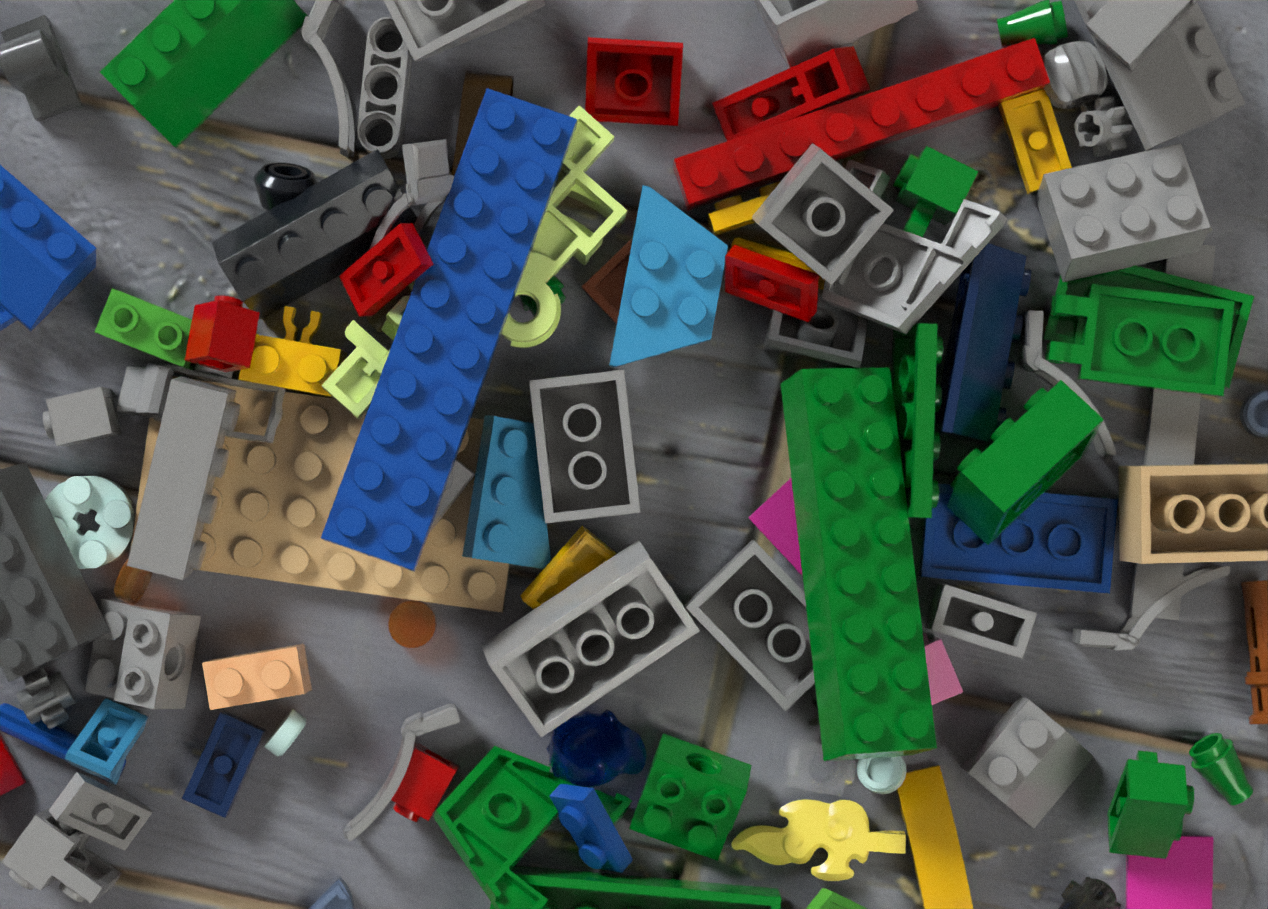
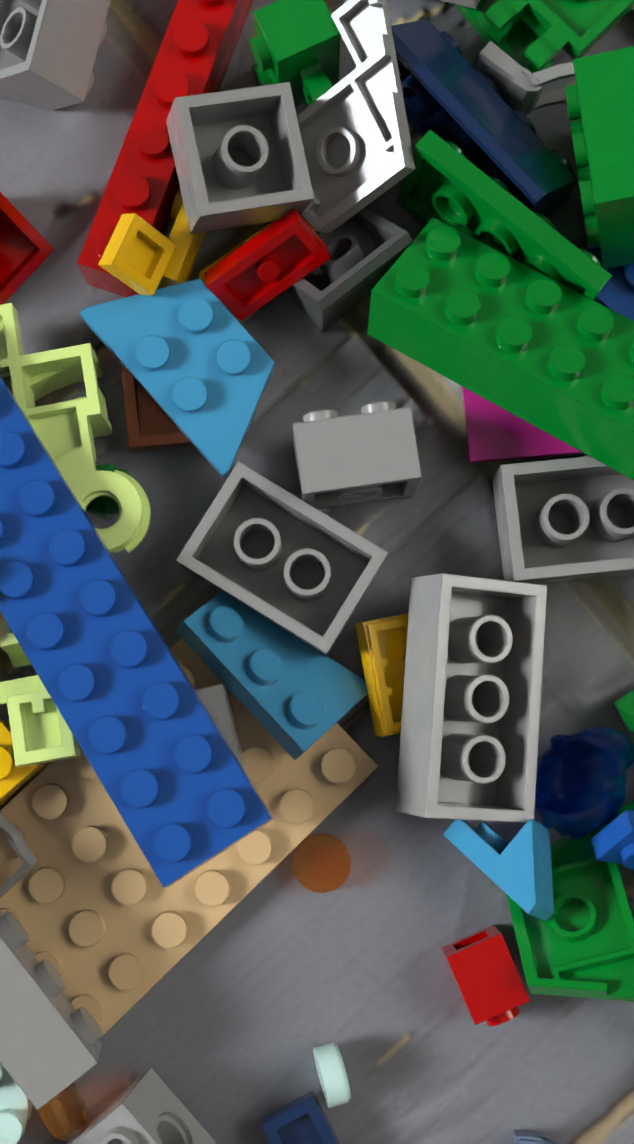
camera: 55 degrees left, 5 degrees down
(257, 676) = (254, 1061): light nougat brick -> none
(411, 728) = (423, 943): light grey piece -> none
(505, 749) = (516, 867): none -> dark azure slope
(687, 441) = (356, 456): none -> light grey brick
(708, 196) = (137, 254): none -> yellow tile
(793, 93) = (107, 103): red slope -> none

